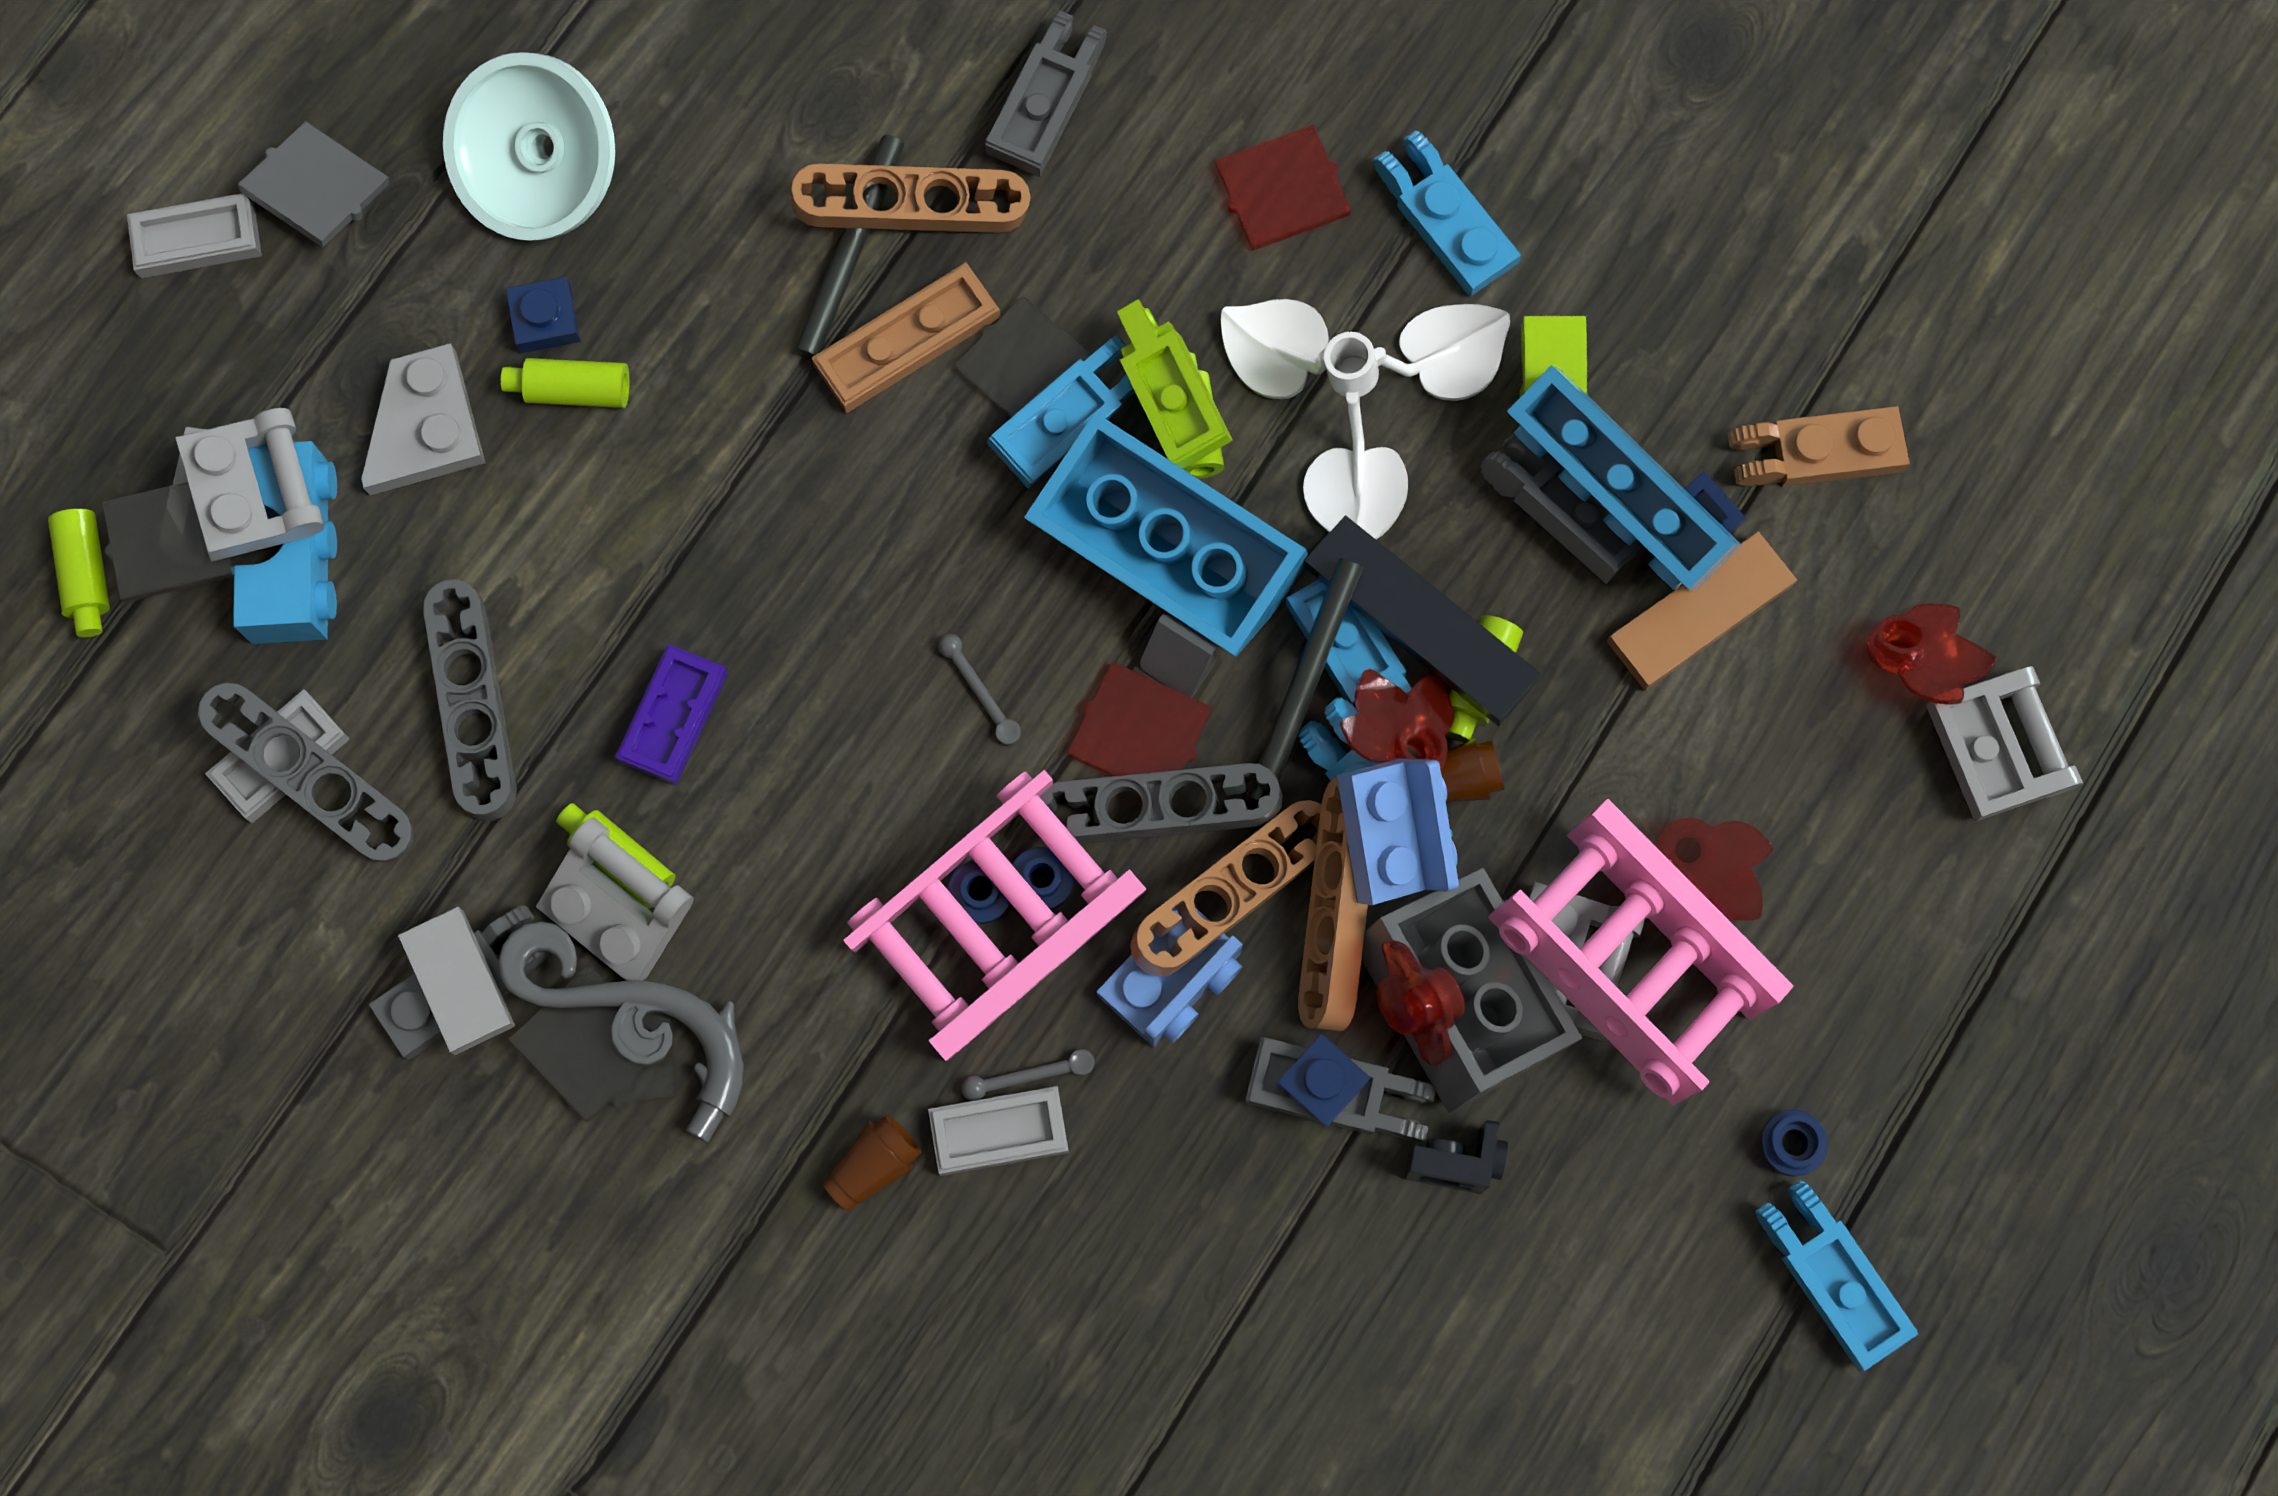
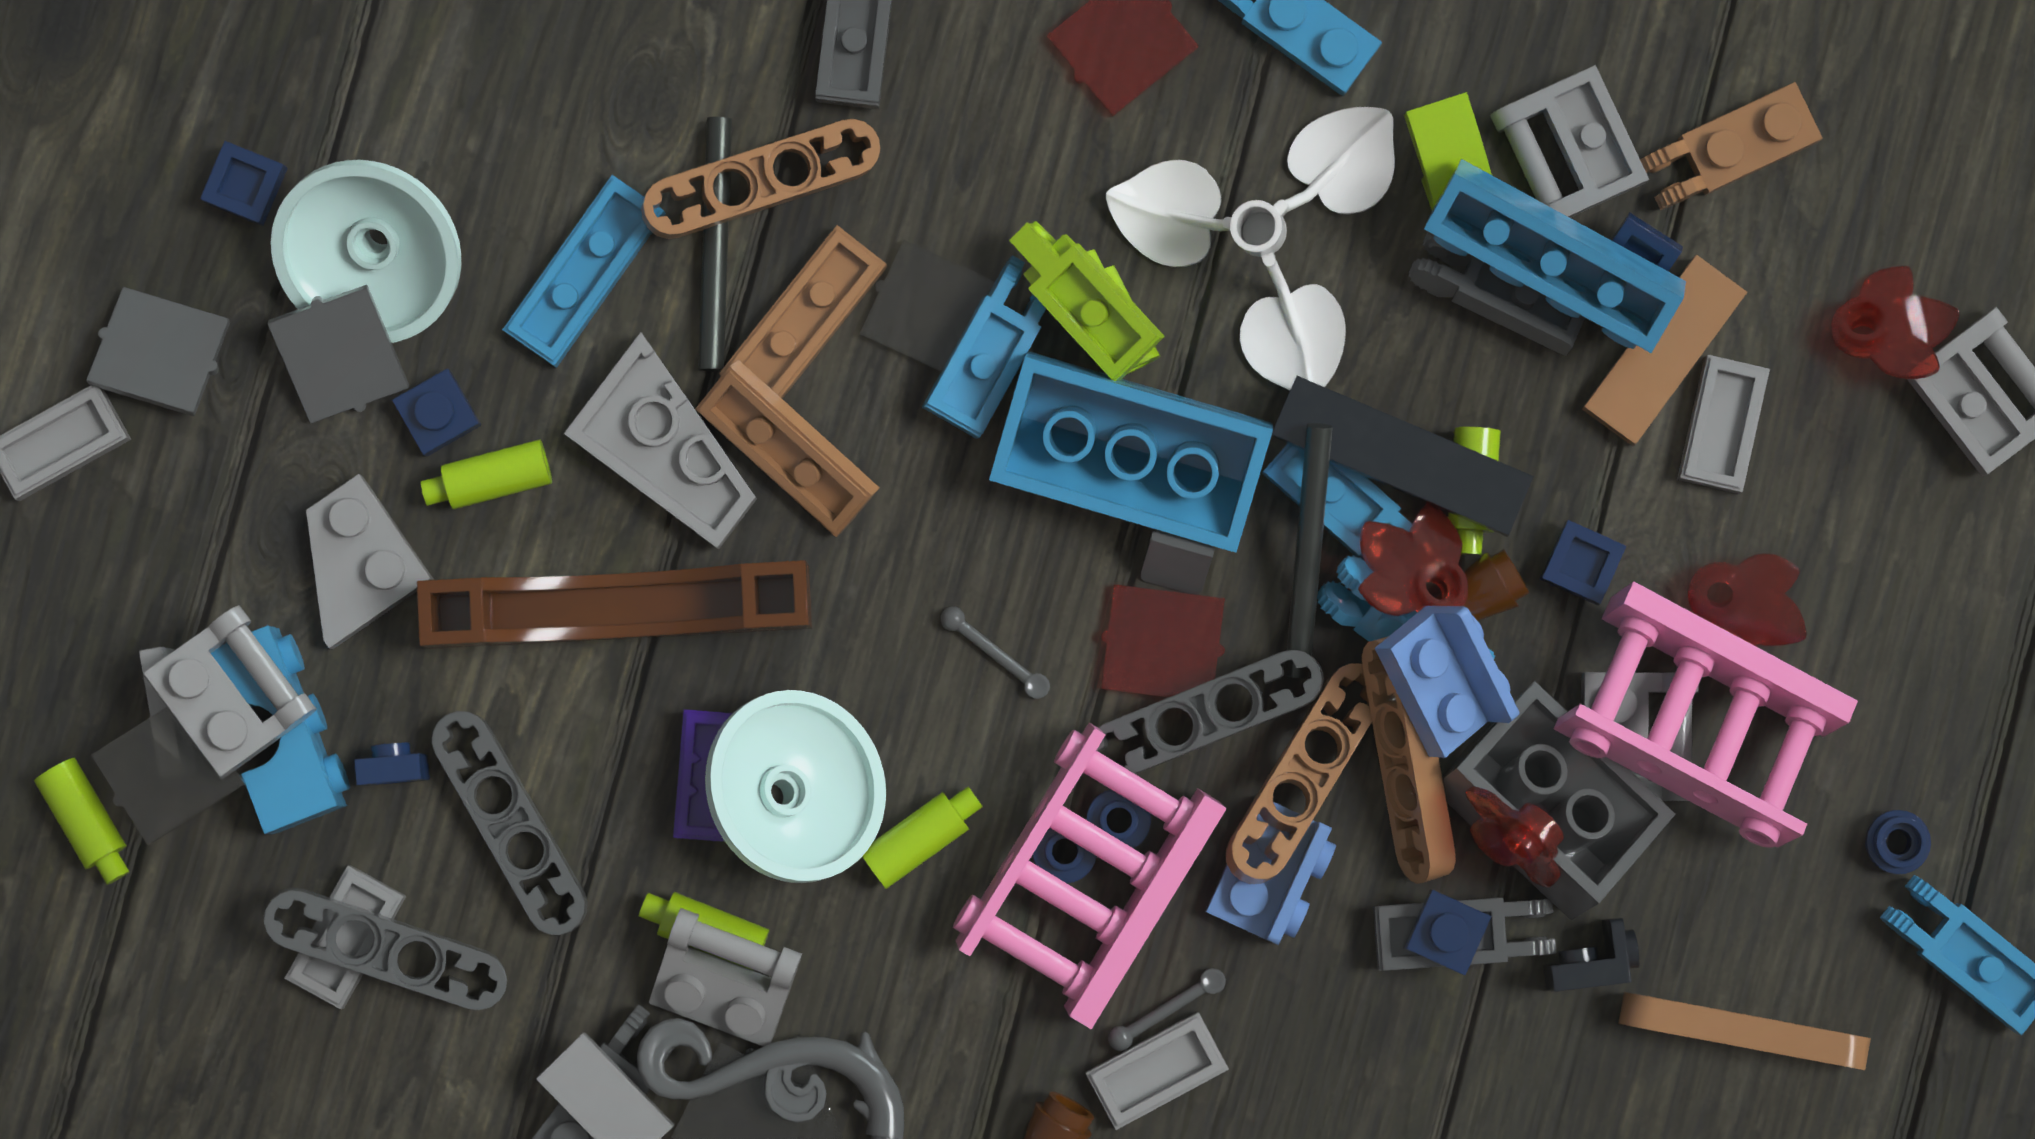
camera: 20 degrees left, 10 degrees up
(378, 610) = (391, 765): none -> dark blue plate
(443, 61) = (243, 183): none -> dark blue plate
(472, 232) = (338, 353): none -> dark grey piece
(718, 236) = (582, 273): none -> dark azure tile
(723, 551) = (614, 605): none -> reddish brown arch
(735, 404) = (661, 446): none -> light grey wing
(771, 722) = (827, 782): none -> light aqua dish
(848, 833) = (920, 836): none -> lime cylinder
(850, 441) = (787, 448): none -> medium nougat tile
(1564, 778) = (1582, 562): none -> dark blue plate
(1588, 1277) = (1744, 1031): none -> medium nougat beam
(1687, 395) = (1587, 135): none -> light grey plate
(1738, 696) = (1723, 424): none -> light grey tile

